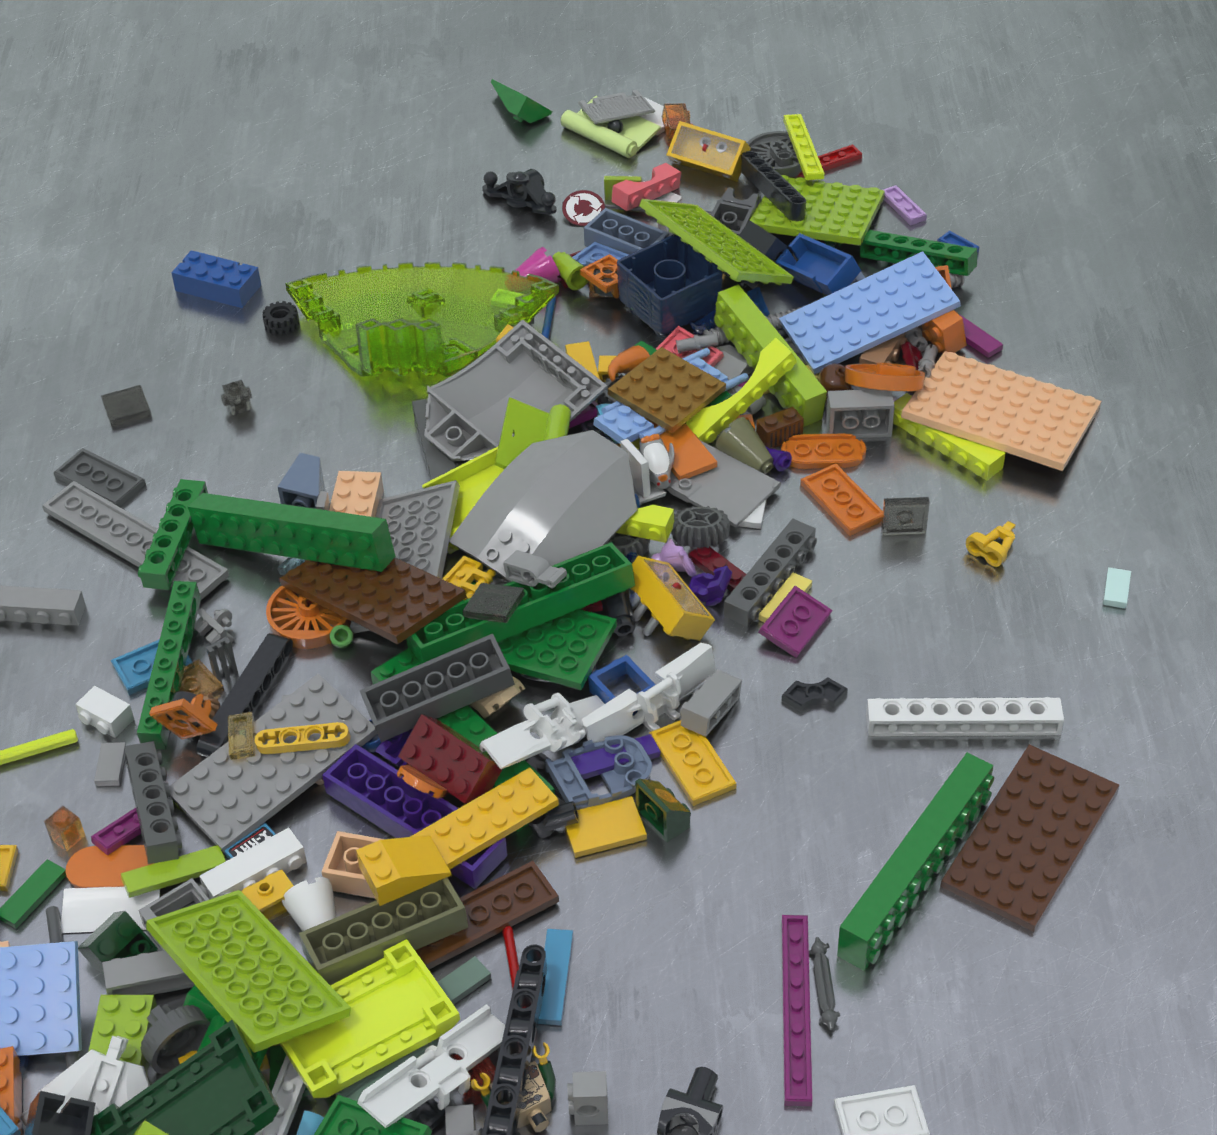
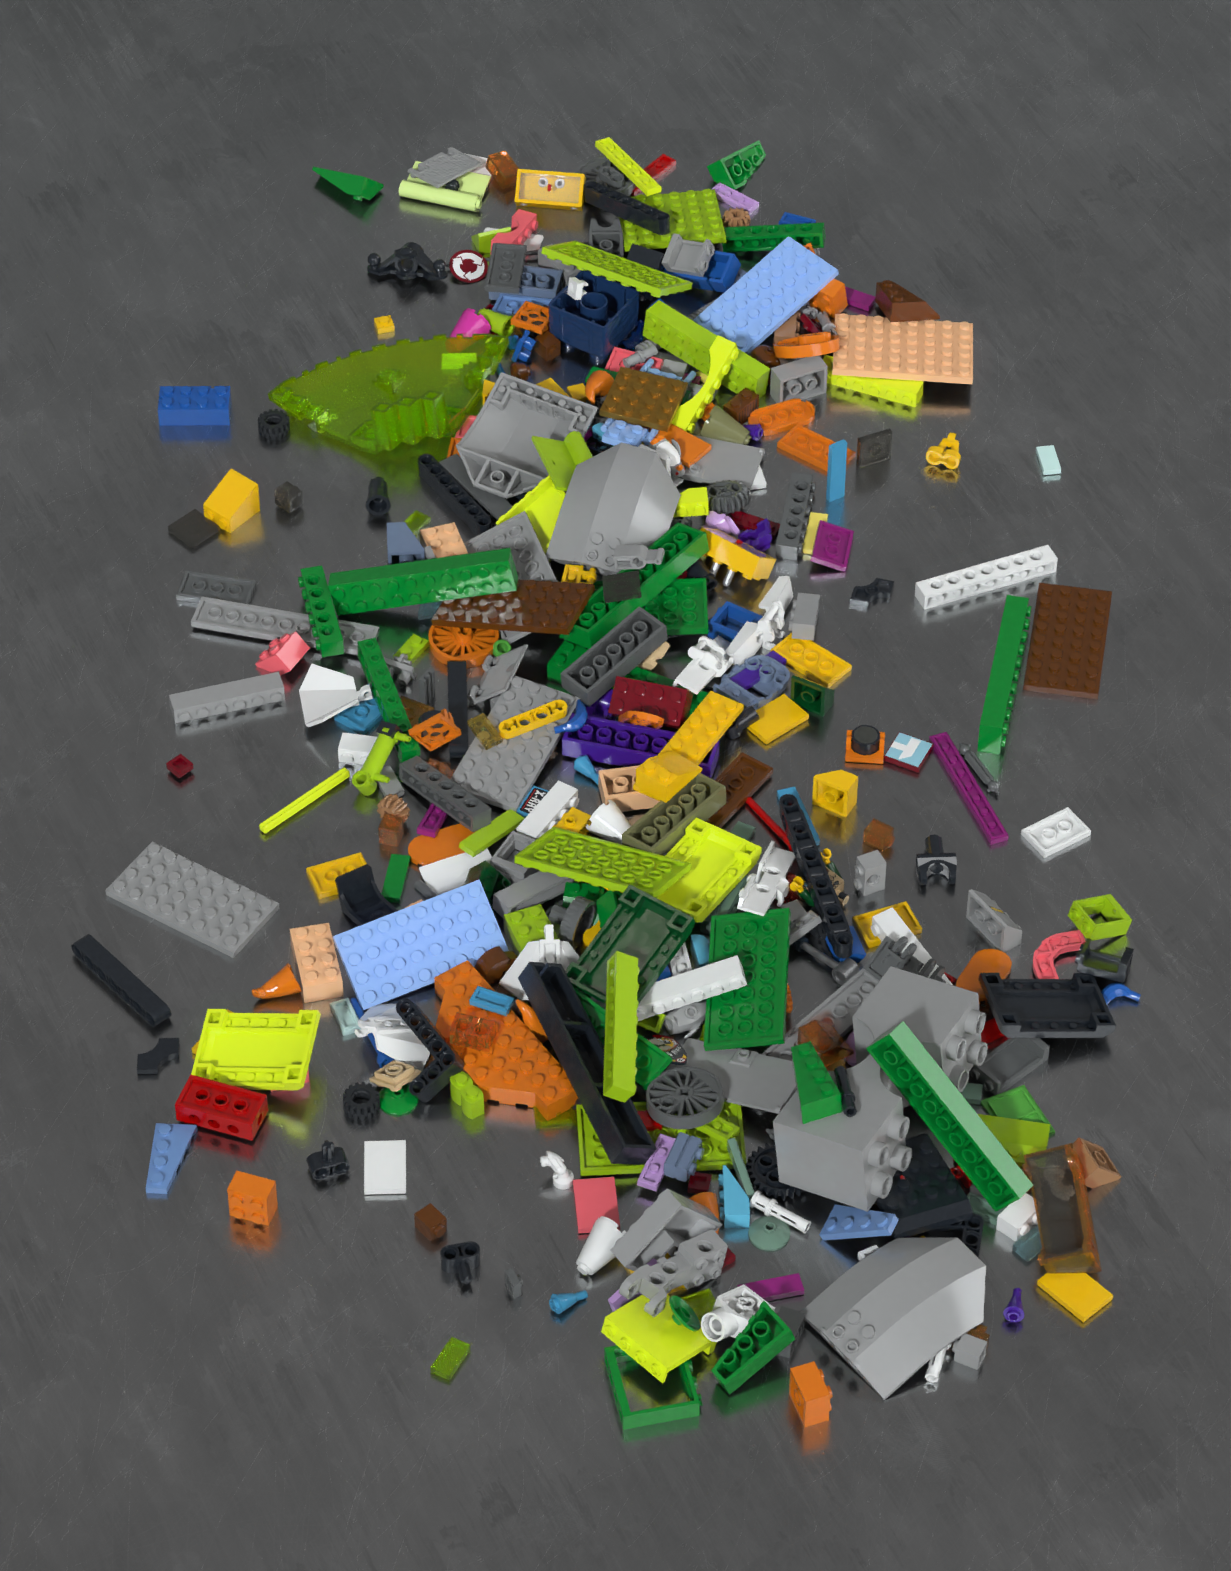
camera: 25 degrees left, 0 degrees up
(48, 1060) = (494, 963): none -> reddish brown brick
(82, 802) = (393, 806): none -> medium nougat gear
(84, 752) = (366, 778): none -> lime piece
(108, 572) = (283, 653): none -> coral slope
(117, 633) = (328, 693): none -> white panel
(175, 388) = (232, 501): none -> yellow slope
(247, 607) = (413, 647): none -> lime plate
(309, 669) = (498, 677): none -> light grey window
(327, 423) = (378, 499): none -> black plant
(338, 816) = (585, 767): none -> dark azure cone
(350, 757) = (576, 722): none -> blue piece
(351, 461) = (417, 521): none -> clear neon green tile
(408, 440) = (453, 494): none -> black beam
(462, 245) = (384, 324): none -> yellow plate
(563, 328) = (520, 371): none -> reddish brown cone
(580, 301) = (519, 345): none -> blue hips
(608, 216) = (505, 268): none -> dark grey tile
(611, 307) = (547, 346): none -> reddish brown brick
(614, 958) = (835, 791): none -> yellow slope
(638, 1041) = (878, 835): none -> clear orange brick
(655, 250) = (575, 288): none -> white tile
(695, 901) = (865, 745): none -> piece
(744, 928) = (908, 752): none -> tile
(803, 247) = (687, 256): none -> light grey panel
(837, 530) = (836, 470): none -> dark azure tile
(891, 224) = (736, 218): none -> medium nougat gear
(922, 173) = (738, 166): none -> green wedge
(1024, 359) = (902, 305): none -> reddish brown wedge

